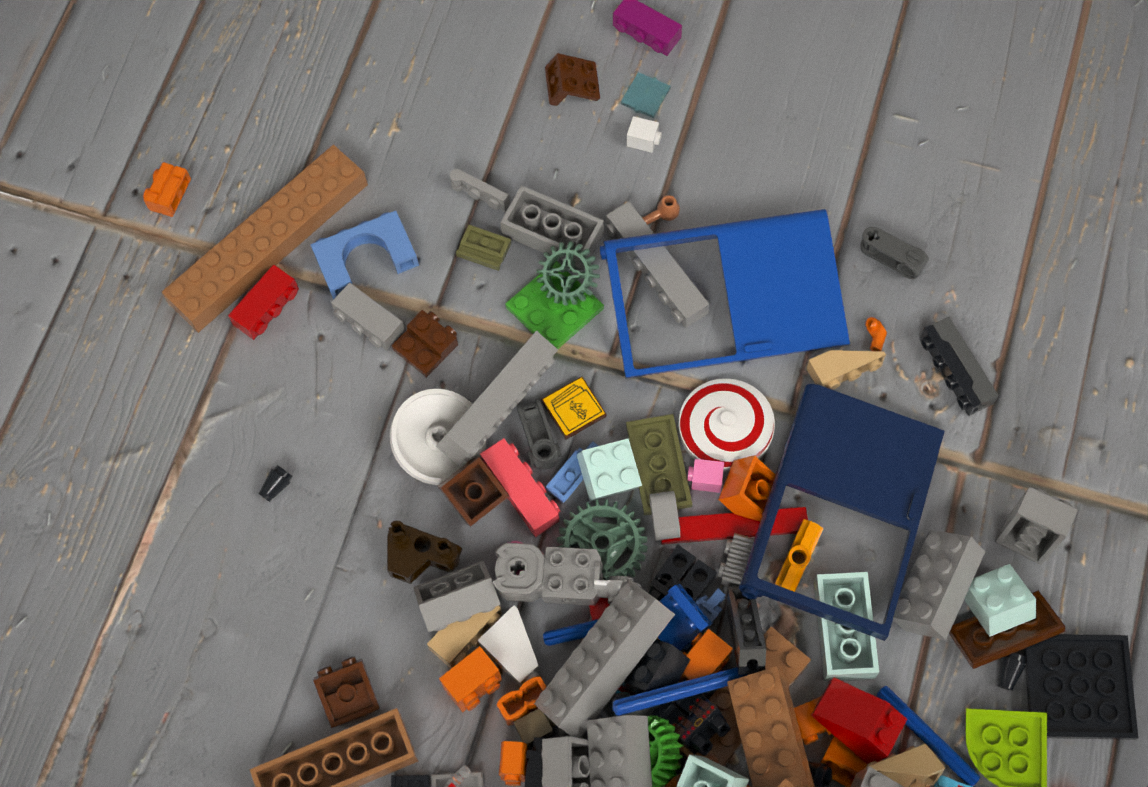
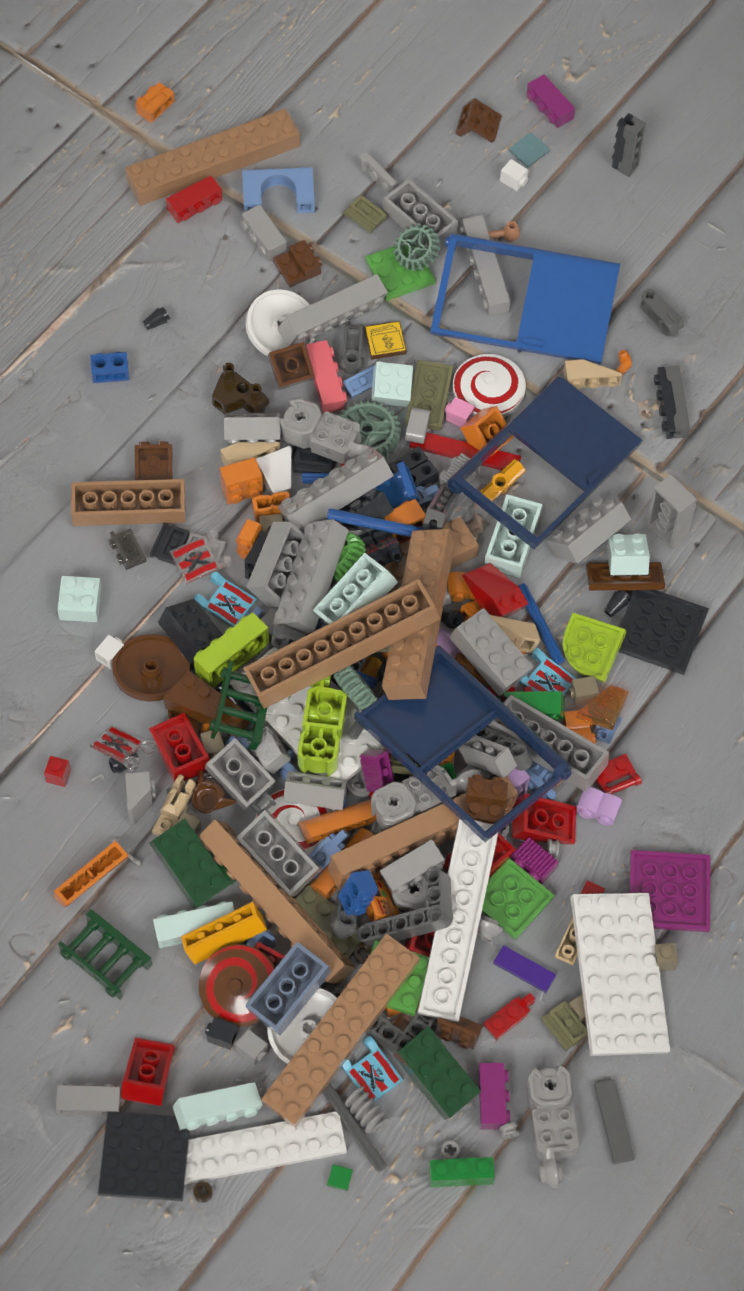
camera: 15 degrees right, 5 degrees down
(241, 580) = (110, 371): none -> blue brick
(549, 616) = (310, 462): none -> black plate
(769, 51) = (628, 144): none -> dark grey piece

